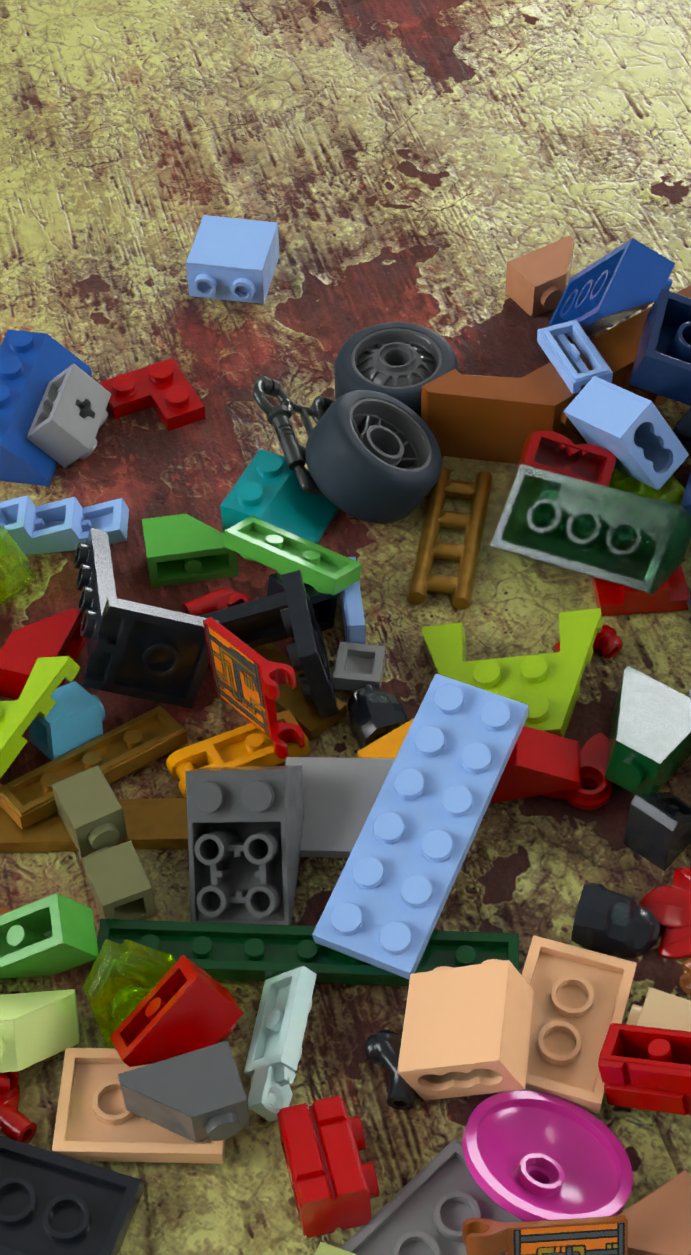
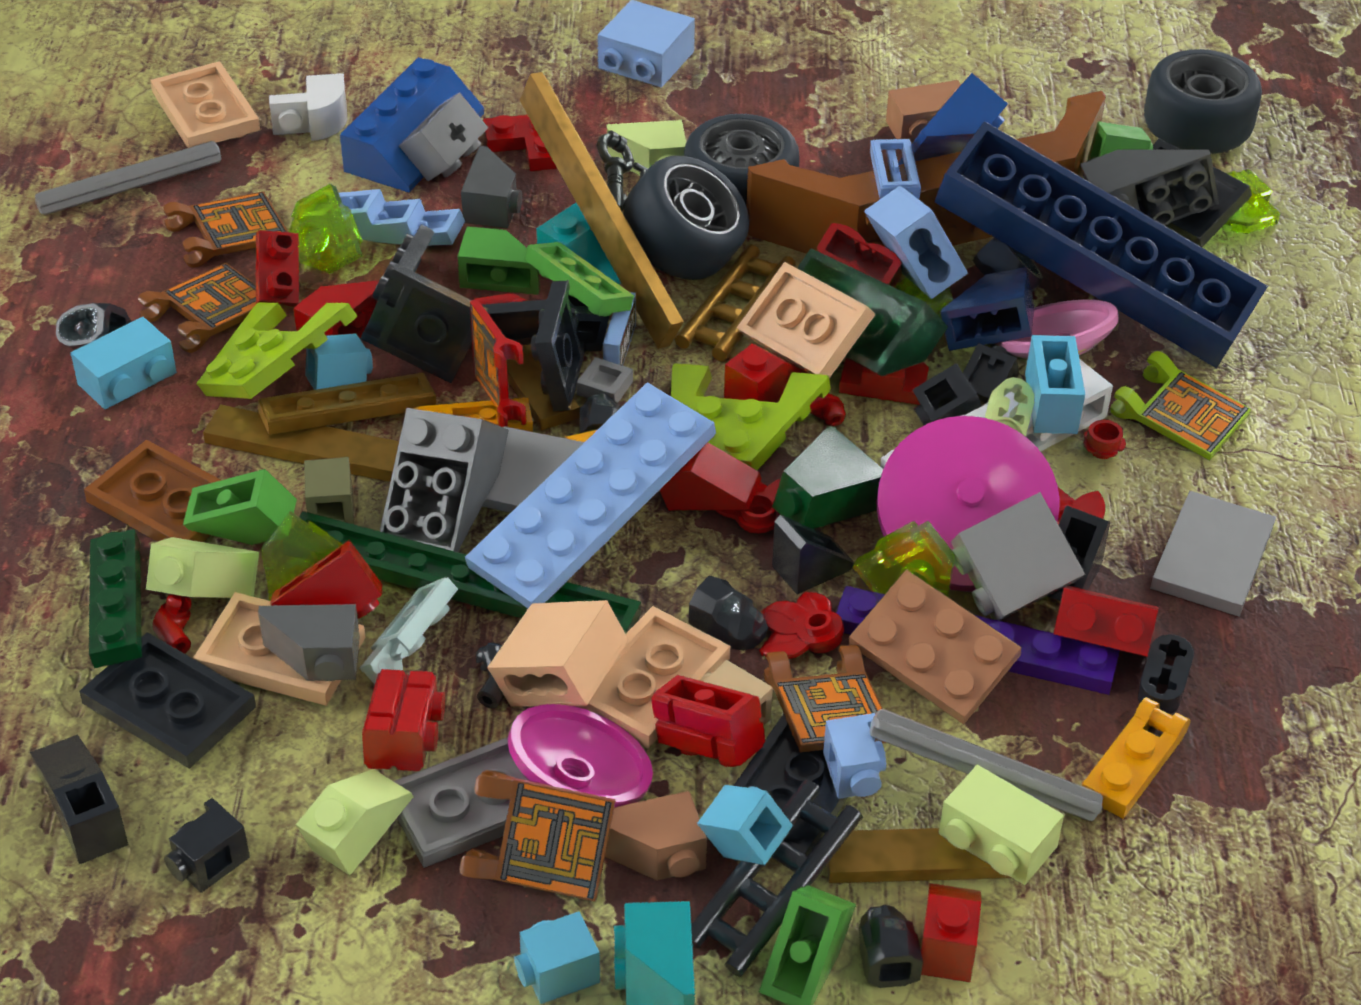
camera: 15 degrees right, 5 degrees down
(89, 811) = (326, 427): olive brick -> none
(144, 467) = (490, 191): none -> dark grey slope
(286, 470) = (601, 210): none -> pearl gold tile
(299, 370) = (650, 140): none -> yellowish green slope
(520, 623) = (757, 375): none -> red slope
(548, 549) = (805, 321): none -> light nougat plate

